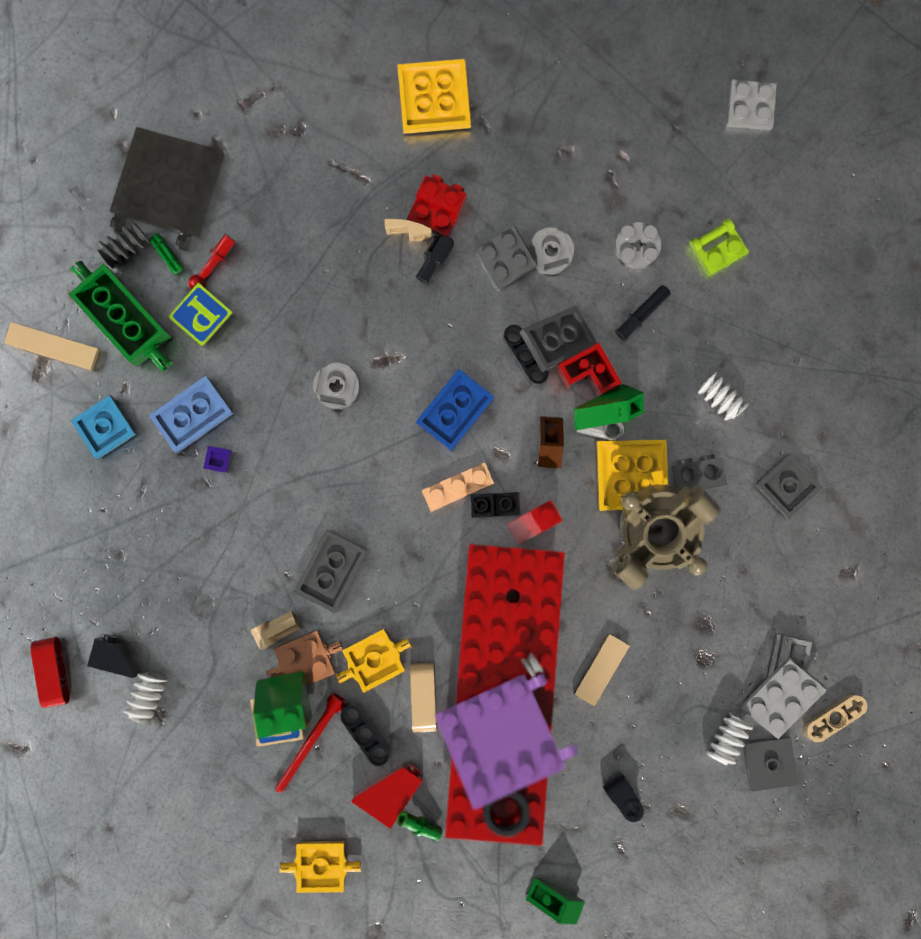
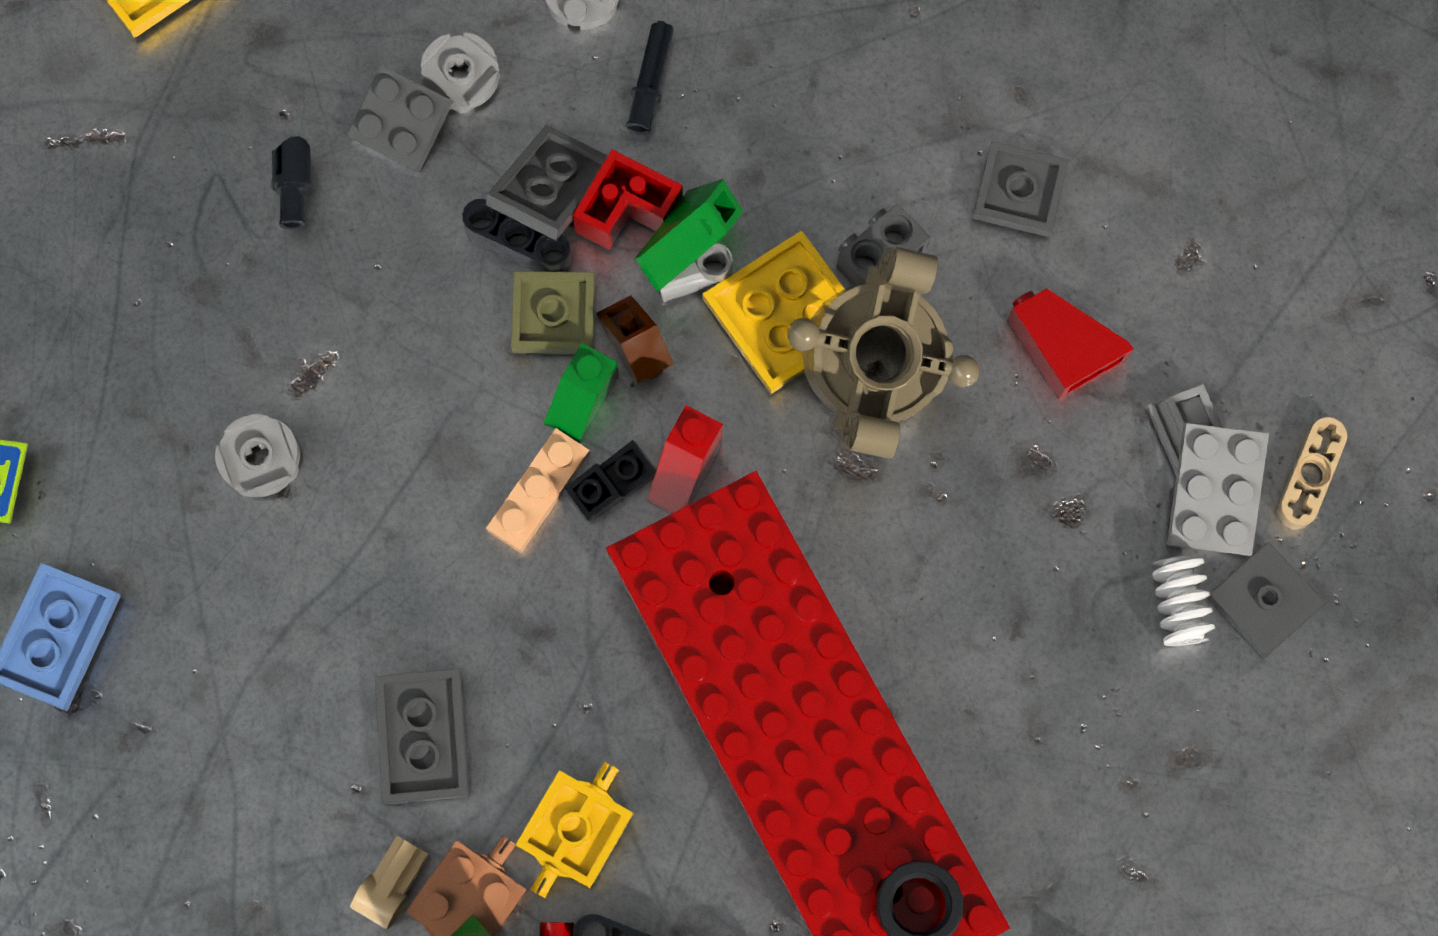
camera: 35 degrees left, 10 degrees down
(217, 459) = (137, 678): dark purple plate -> none
(416, 231) = (239, 159): tan slope -> none
(423, 697) = (687, 836): tan beam -> none
(437, 205) = (249, 107): red plate -> none
(455, 409) = (461, 380): blue plate -> none
(501, 741) = (842, 800): medium lavender plate -> none
(507, 453) = (581, 392): none -> green slope
(519, 403) = (552, 311): none -> olive plate
(532, 665) = (815, 660): light grey bush -> none
(601, 670) = (928, 622): tan tile -> none
(622, 795) = (1081, 786): black piece -> none
(723, 397) = (842, 122): white piece -> none
(758, 577) = (1065, 341): none -> red slope

